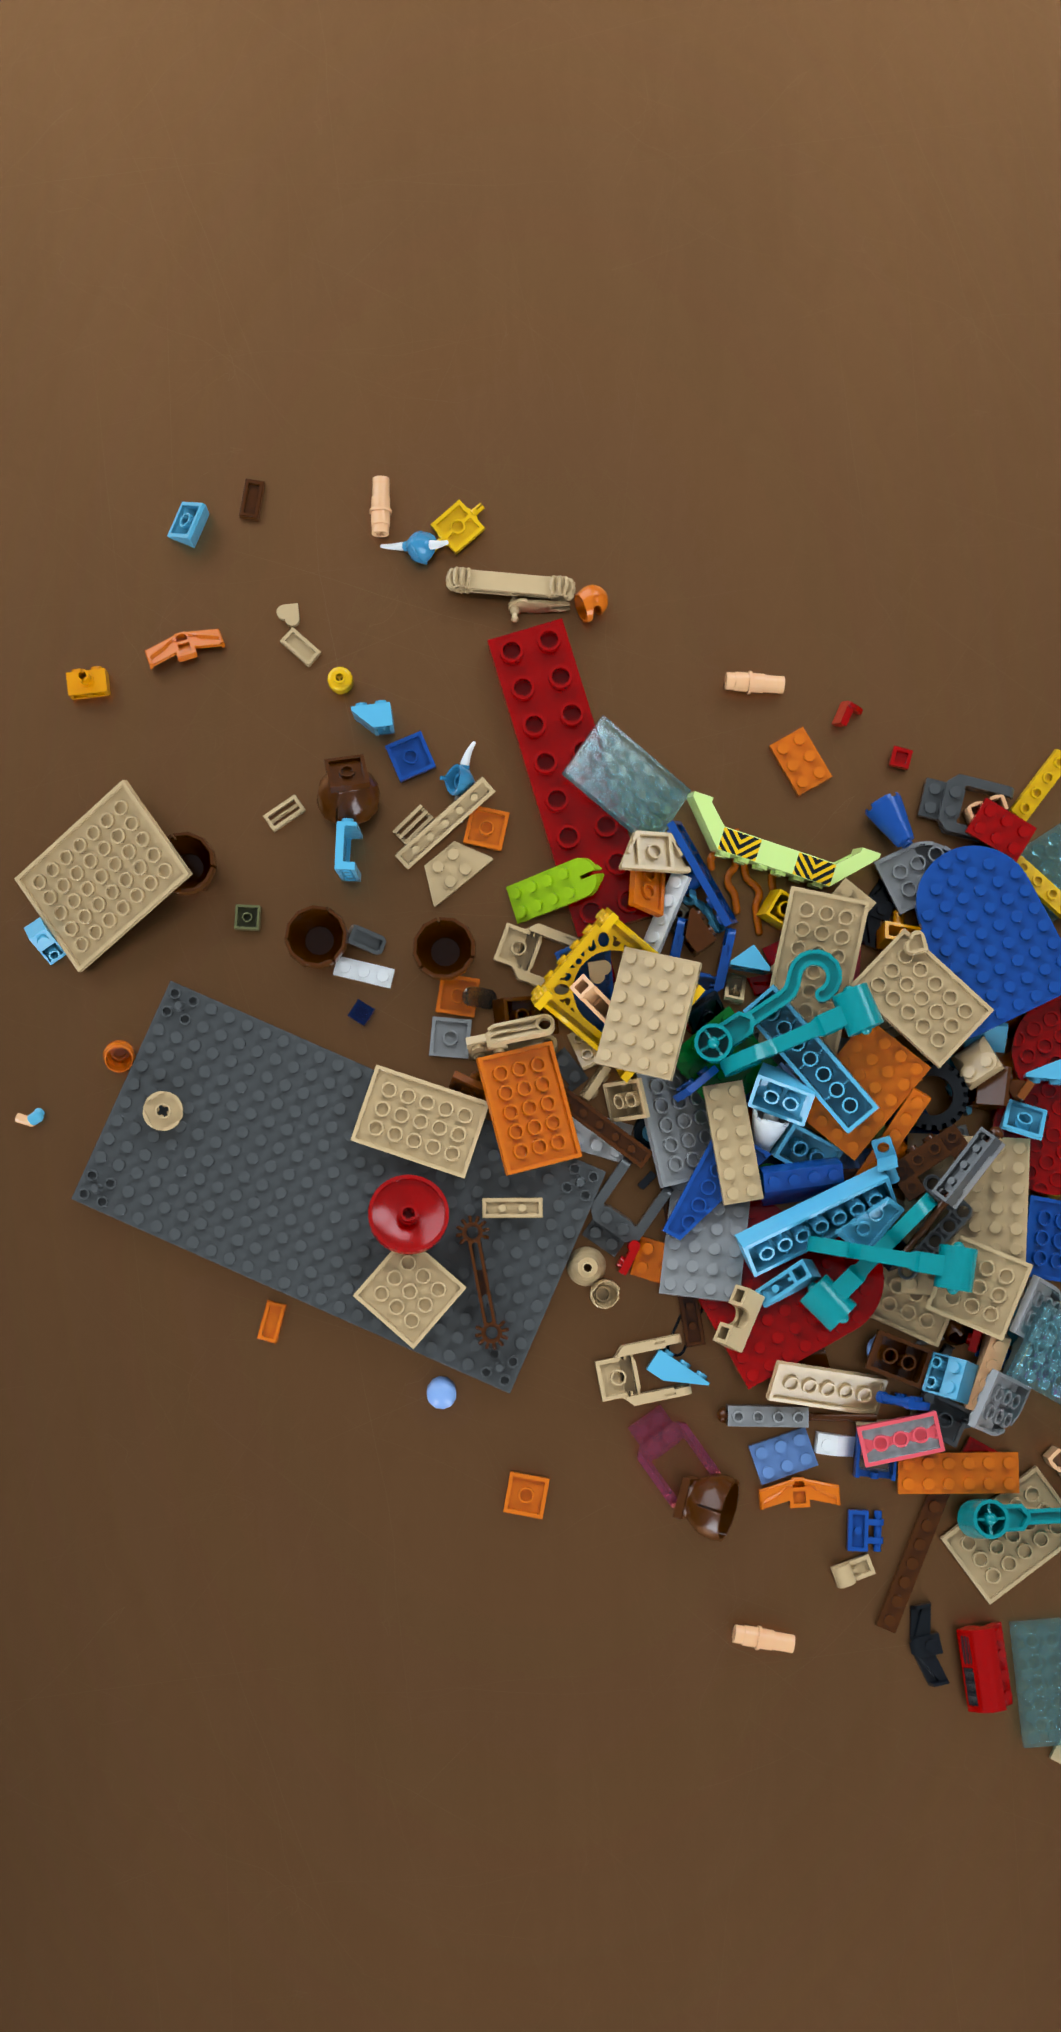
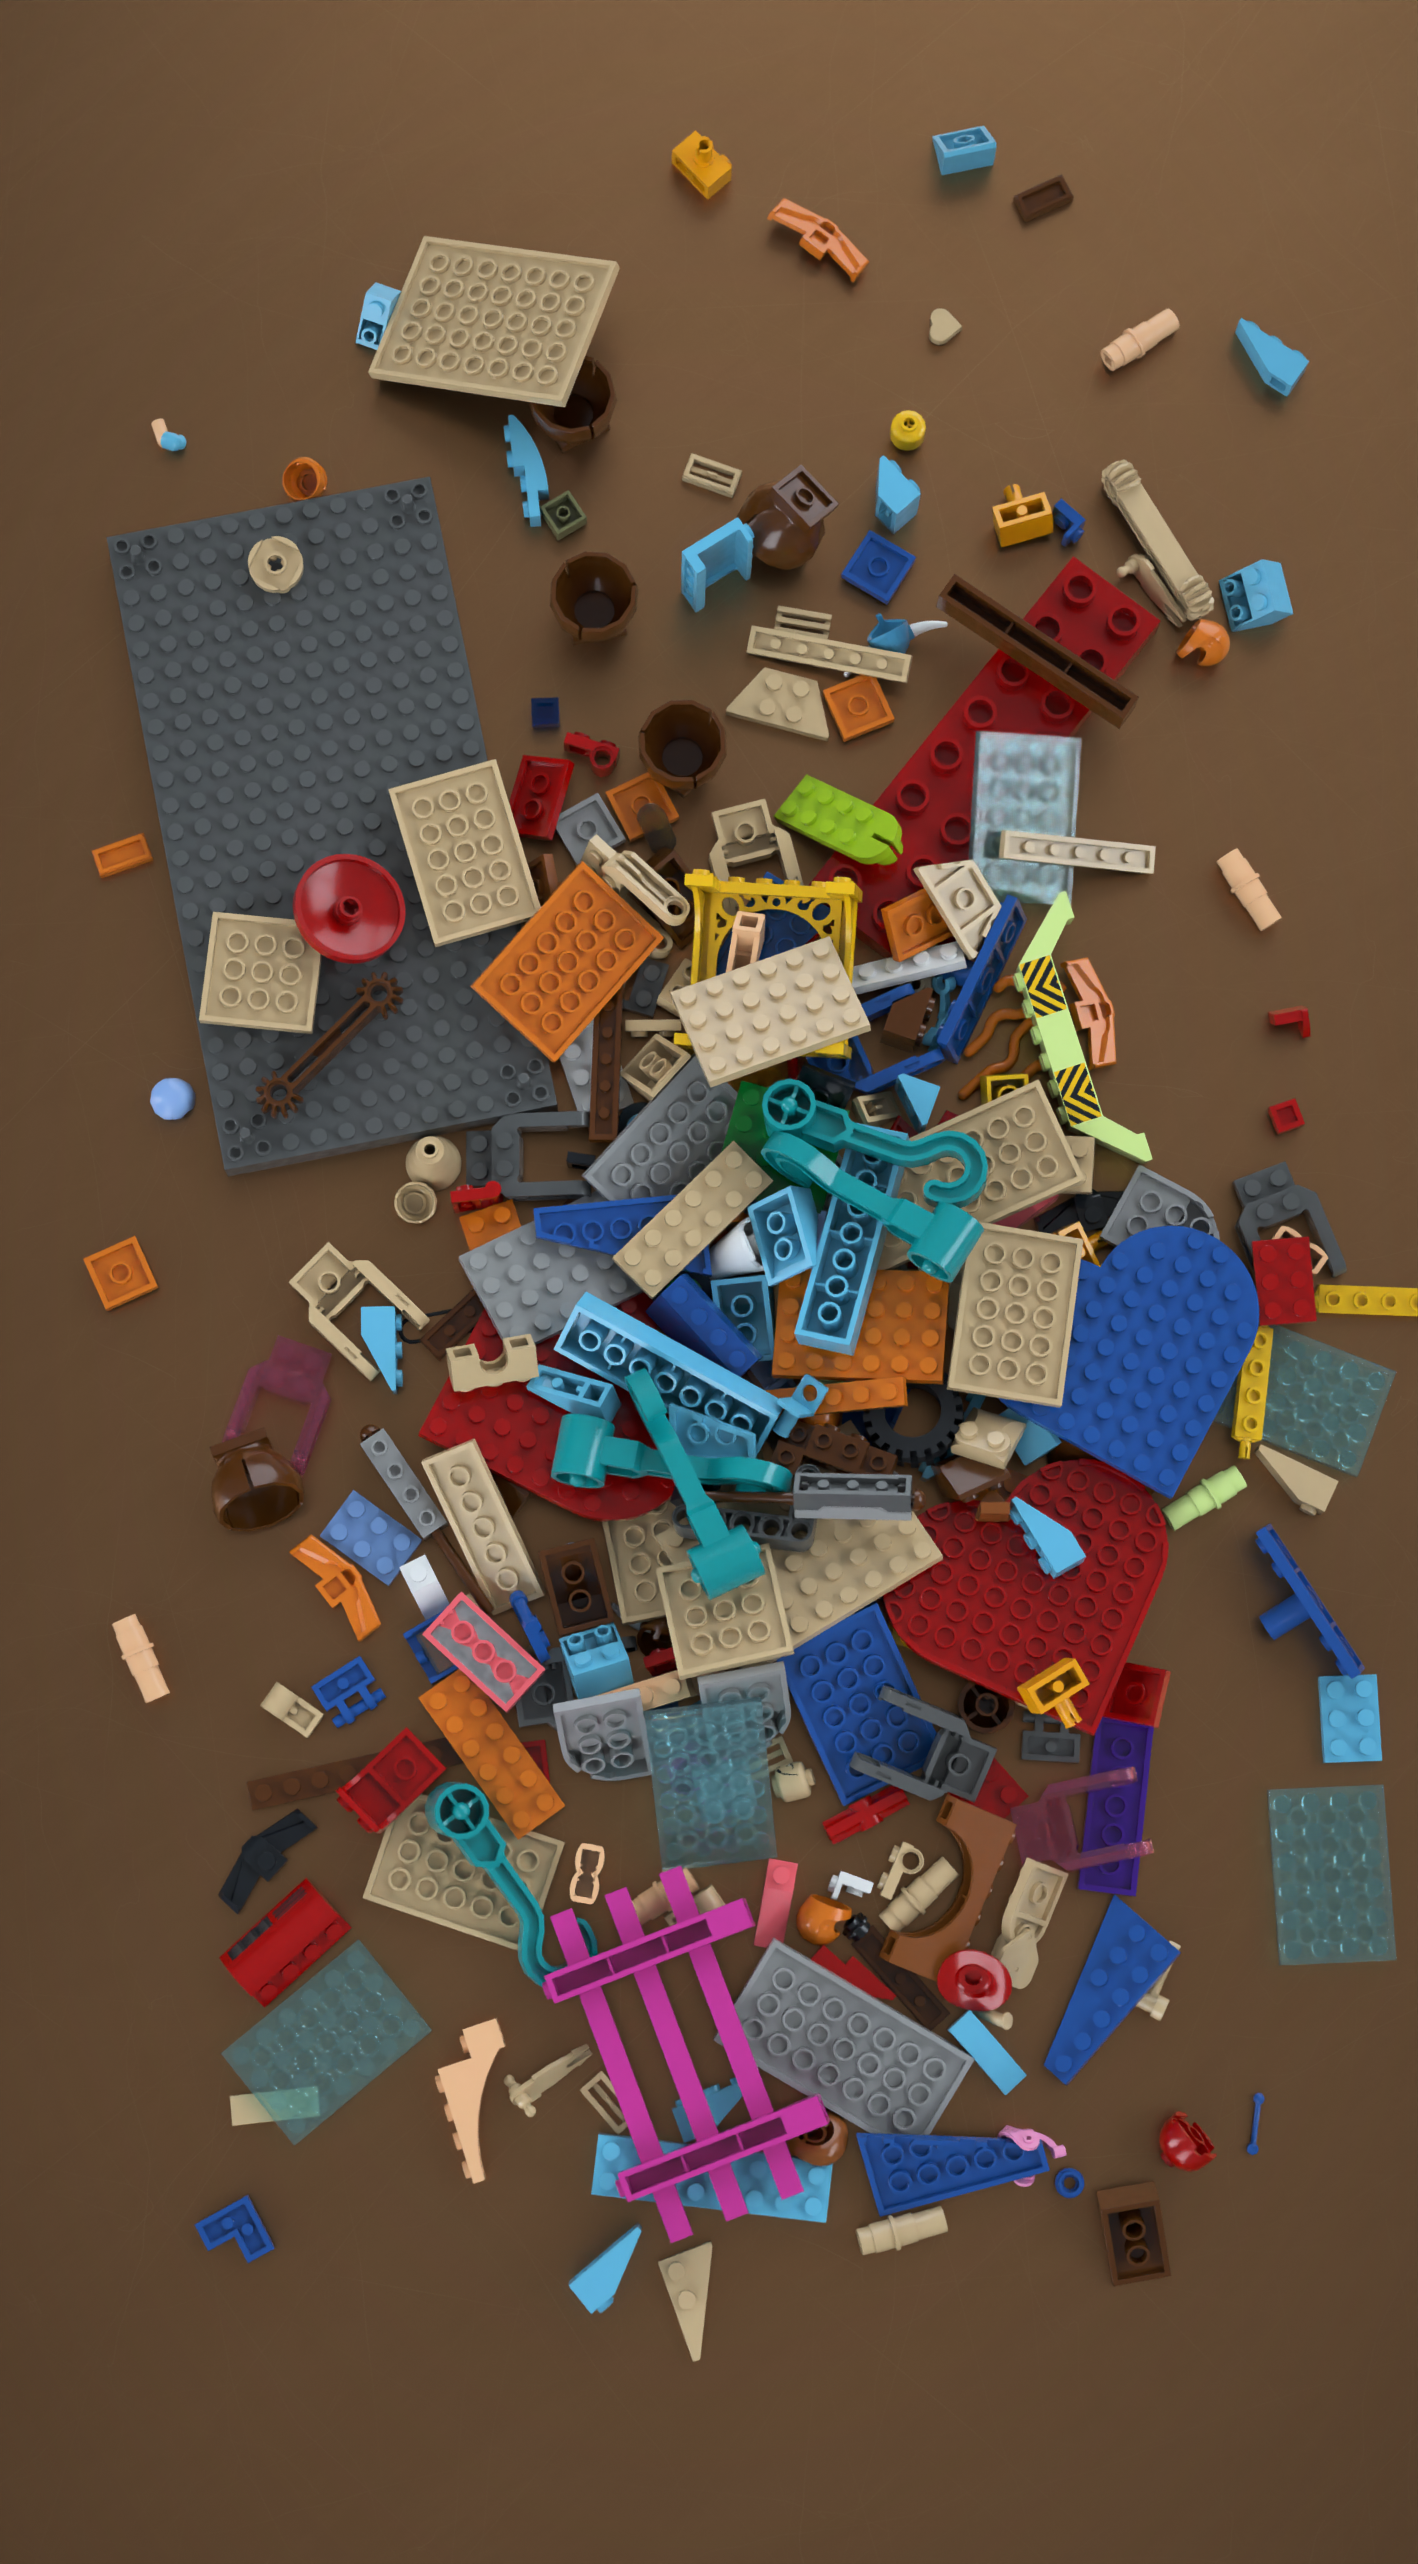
camera: 50 degrees right, 5 degrees down
(199, 915) = (529, 466): none -> medium azure slope
(300, 647) = (914, 364): tan tile -> none
(364, 972) = (594, 685): white plate -> none
(366, 939) = (632, 659): dark grey piece -> none
(395, 1005) = (584, 746): none -> red plate
(411, 1051) = (539, 795): none -> red plate
(419, 546) = (1126, 409): dark azure helmet -> none
(441, 652) = (1022, 517): none -> light orange brick
(446, 439) = (1274, 361): none -> medium azure slope
(458, 526) = (1180, 439): yellow plate -> none
(460, 625) = (1068, 519): none -> blue bracket
(512, 1207) = (439, 1023): tan tile -> none
(536, 703) = (1037, 651): none -> reddish brown brick
(583, 552) = (1256, 596): none -> medium azure slope
(598, 970) = (782, 933): tan tile -> none
(666, 766) = (1077, 852): none -> tan plate
(691, 1085) = (722, 1126): blue plate -> none
(764, 824) = (1092, 1012): none -> orange plate
(800, 761) = (1197, 1006): orange plate -> none
(891, 818) = (1204, 1149): blue cone -> none
(916, 944) = (1072, 1263): tan tile -> none
(938, 1546) = (390, 1782): none -> red bracket
(1024, 1119) = (959, 1534): medium azure slope -> none

